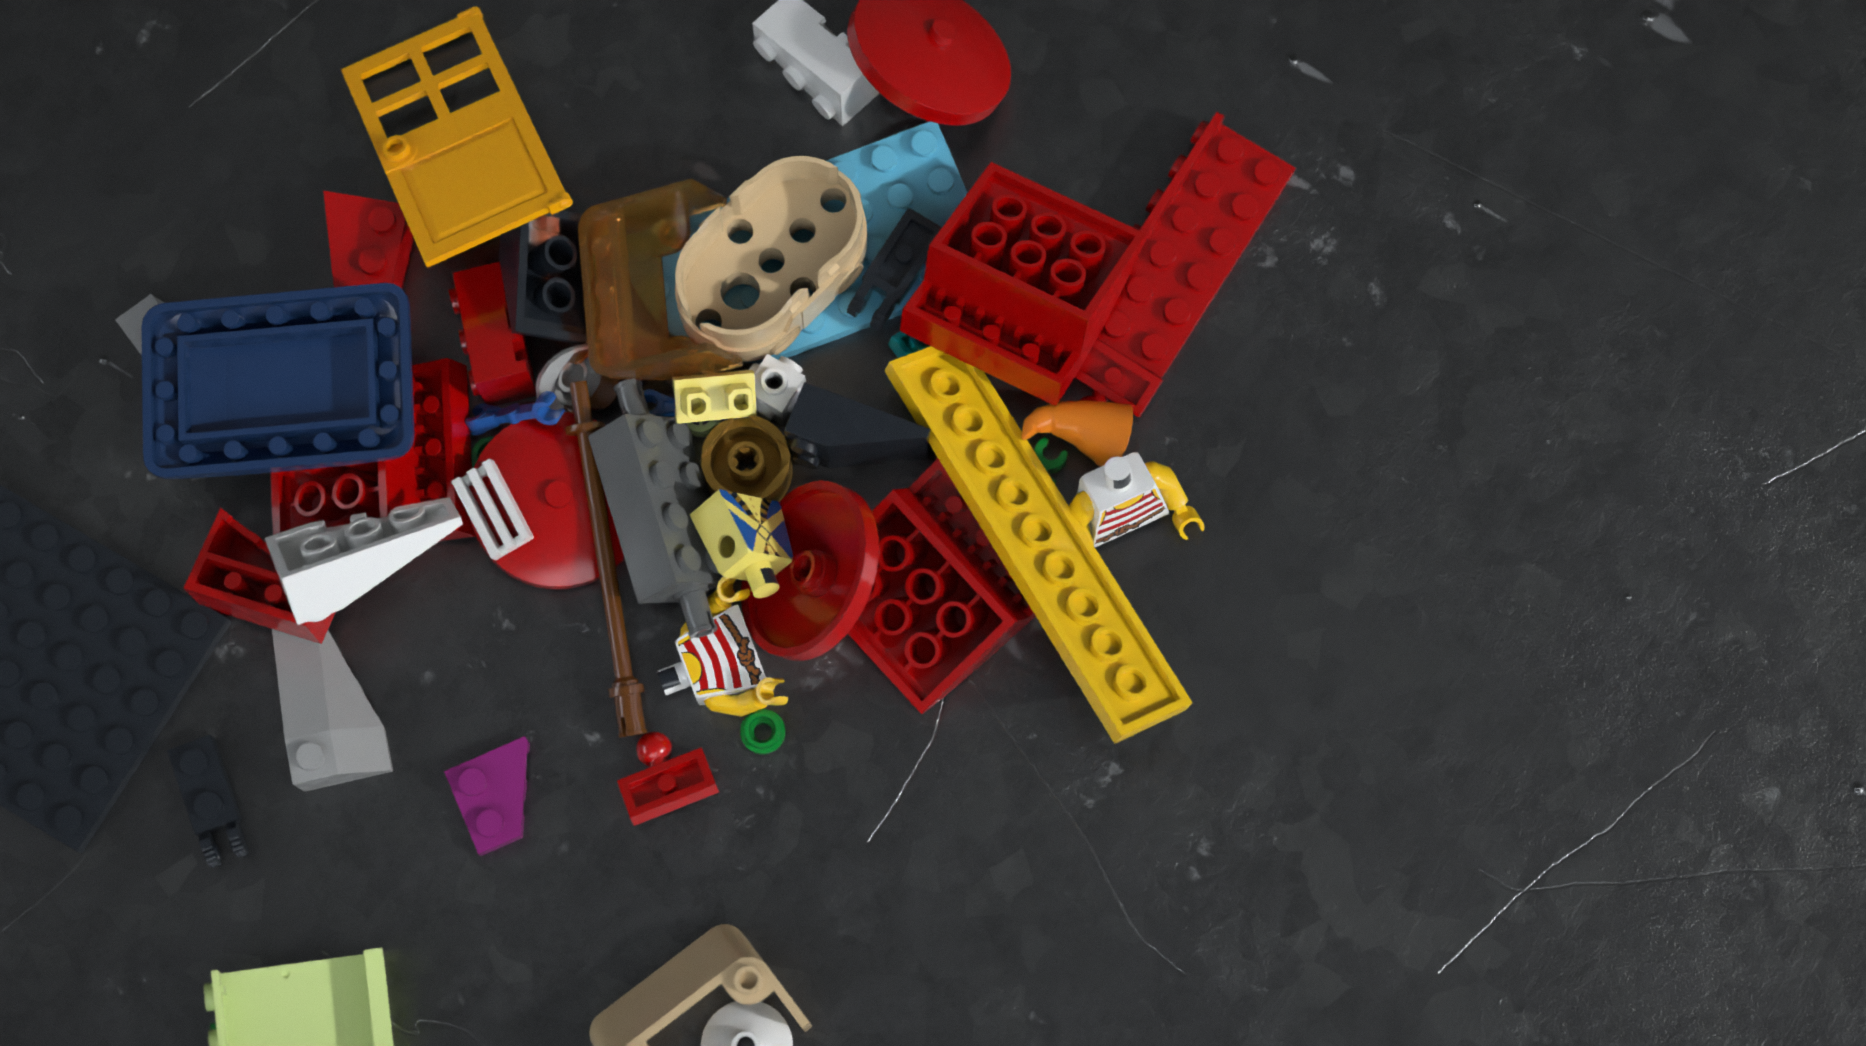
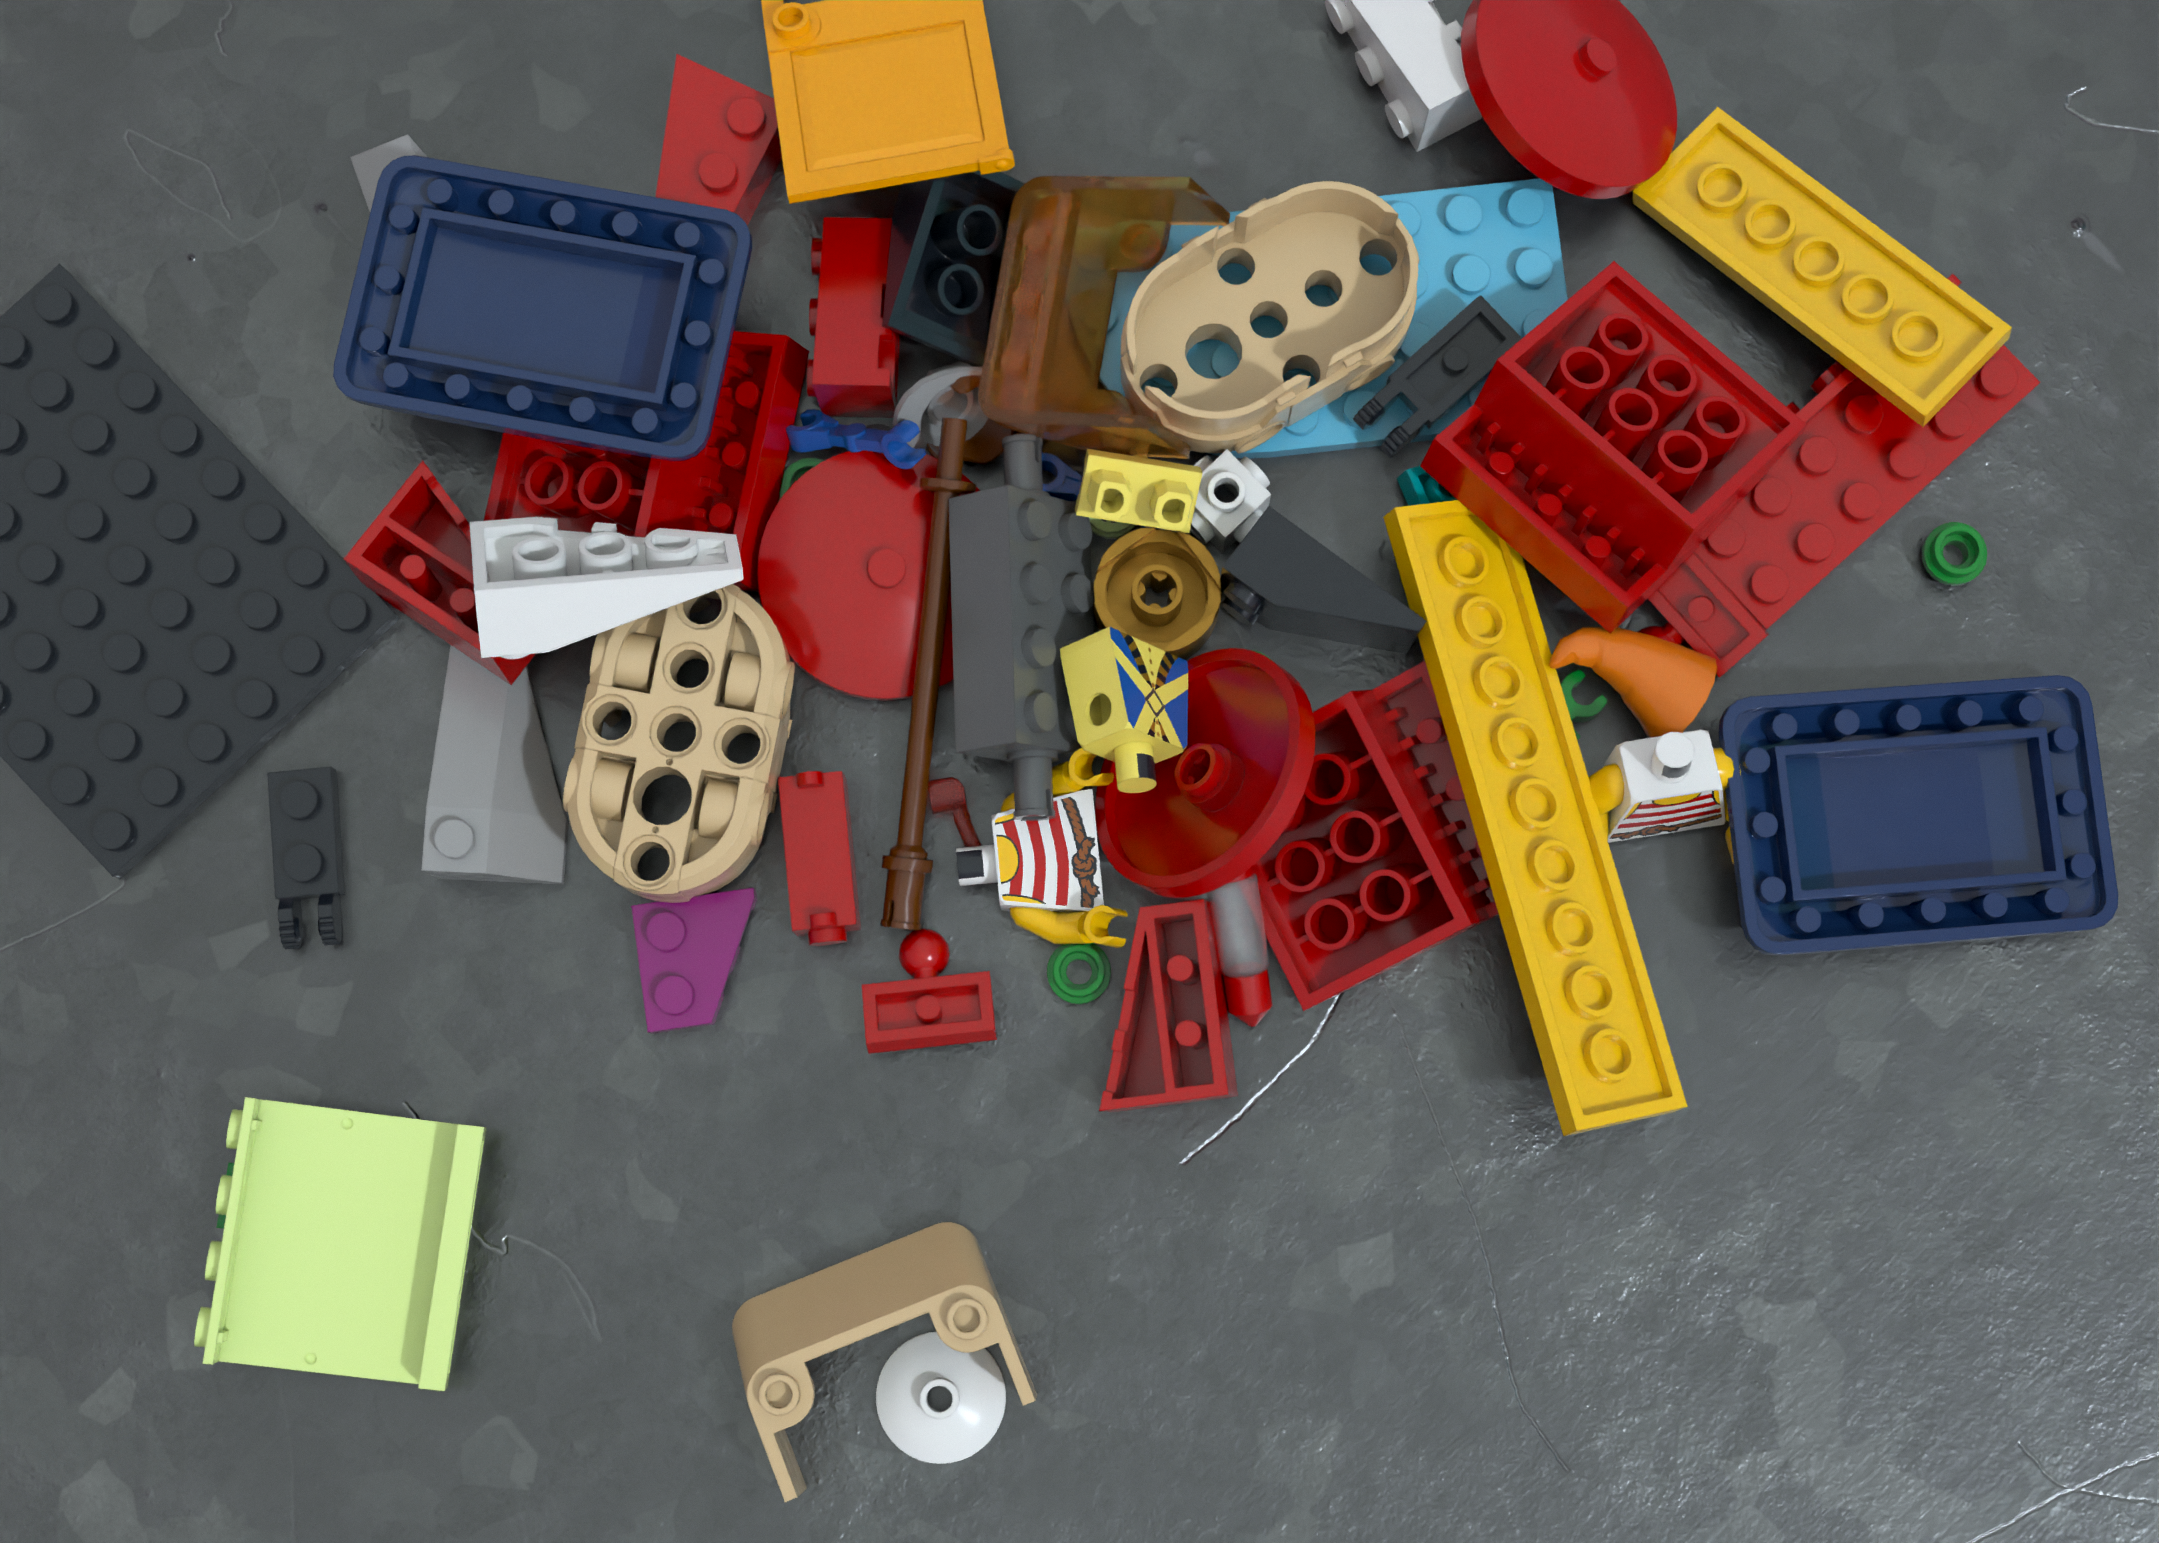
camera: 20 degrees right, 5 degrees up
(475, 477) = (767, 570): white tile -> none
(494, 677) = (730, 803): none -> tan piece
(564, 701) = (819, 856): none -> red brick
(642, 638) = (950, 796): none -> clear red hand
(834, 742) = (1173, 1015): none -> red wedge
(867, 680) = (1242, 947): none -> clear piece
(1128, 129) = (1822, 266): none -> yellow plate
(1277, 284) = (1967, 541): none -> green plate
(1292, 471) = (1917, 815): none -> dark blue wedge

